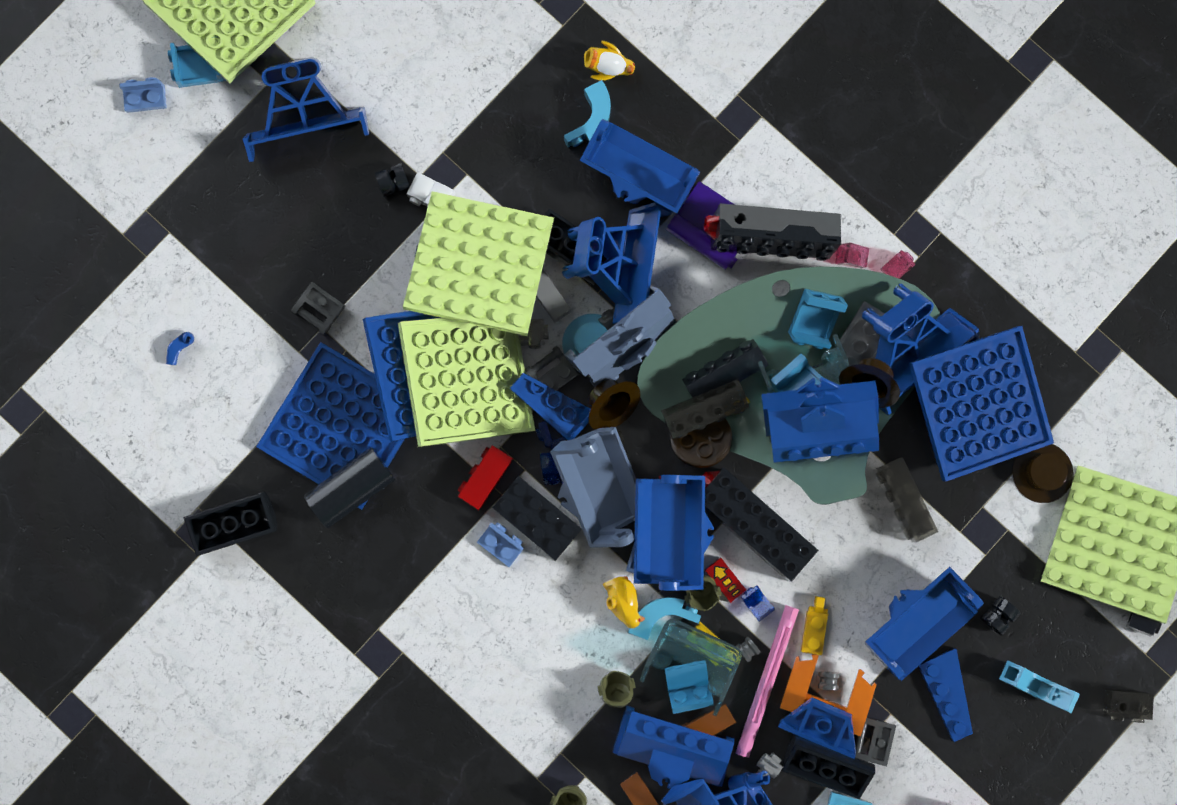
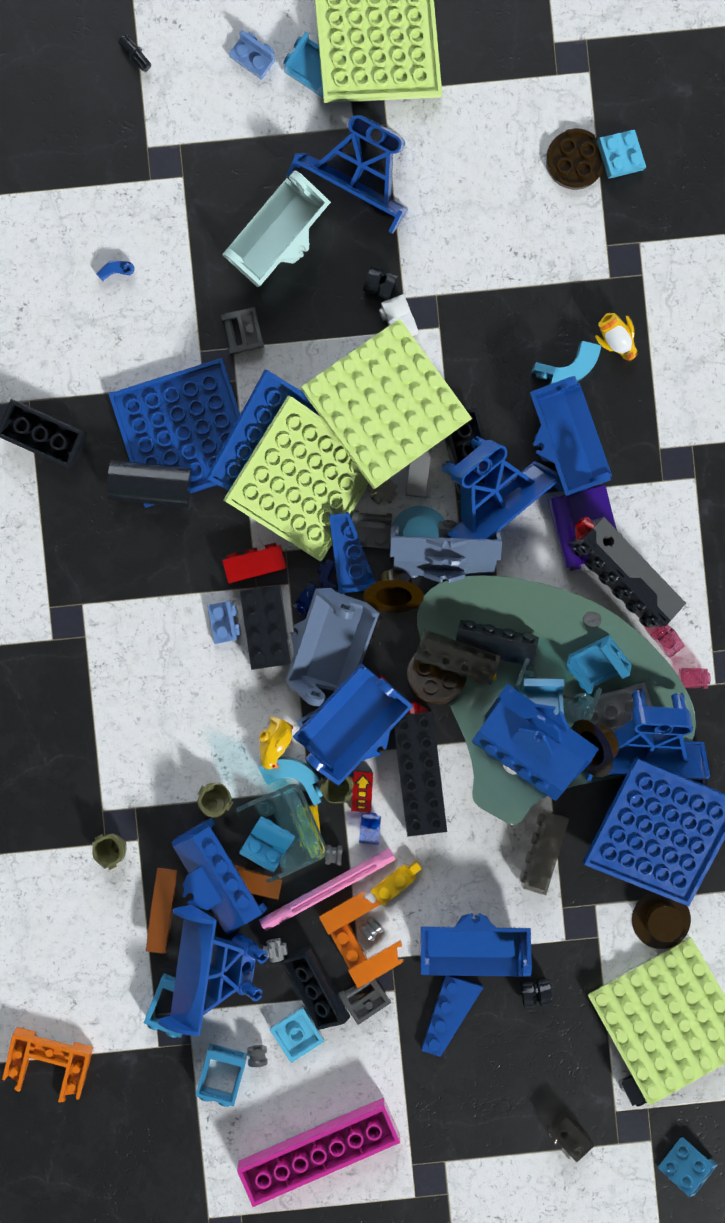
camera: 50 degrees right, 5 degrees up
(51, 171) = (134, 53): none -> black axle
(278, 208) = (278, 229): none -> light aqua piece
(822, 725) = (337, 957): blue wing -> none
(1039, 687) = (517, 1068): medium azure arch -> none

